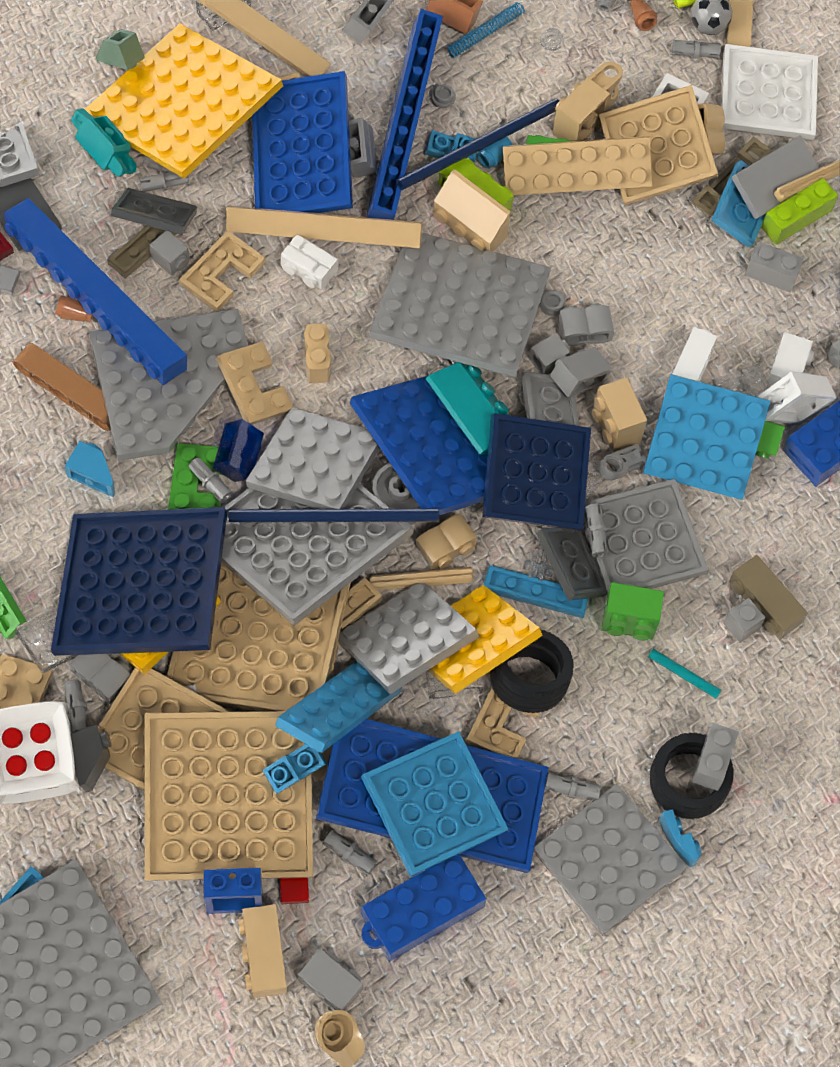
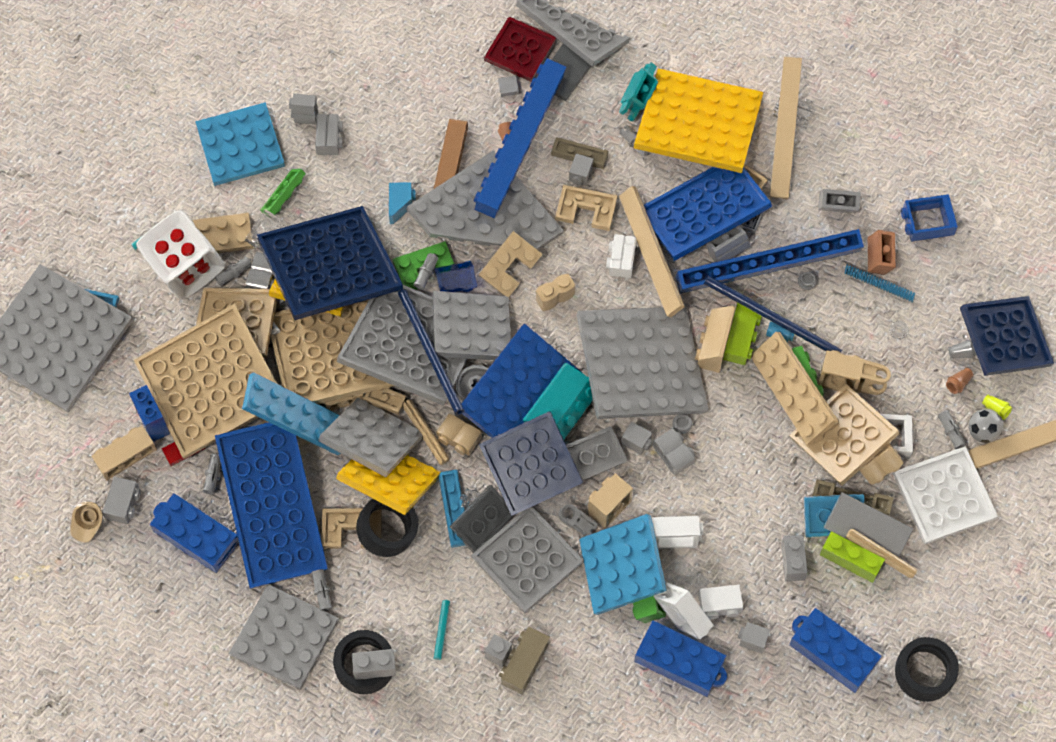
camera: 70 degrees right, 0 degrees up
(90, 755) = (199, 290): dark grey slope -> none
(121, 50) = (713, 66): sand green slope -> none
(154, 211) = (605, 145): dark grey tile -> none
(294, 767) = (234, 403): dark azure slope -> none
(434, 803) = (259, 503): dark azure plate -> none
(441, 144) = (767, 297): dark azure slope -> none
(581, 371) = (631, 462): light grey brick -> none
(596, 530) = (513, 524): light grey pin -> none
(632, 611) = (462, 567): bright green brick -> none
(683, 845) = (313, 680): dark azure slope -> none

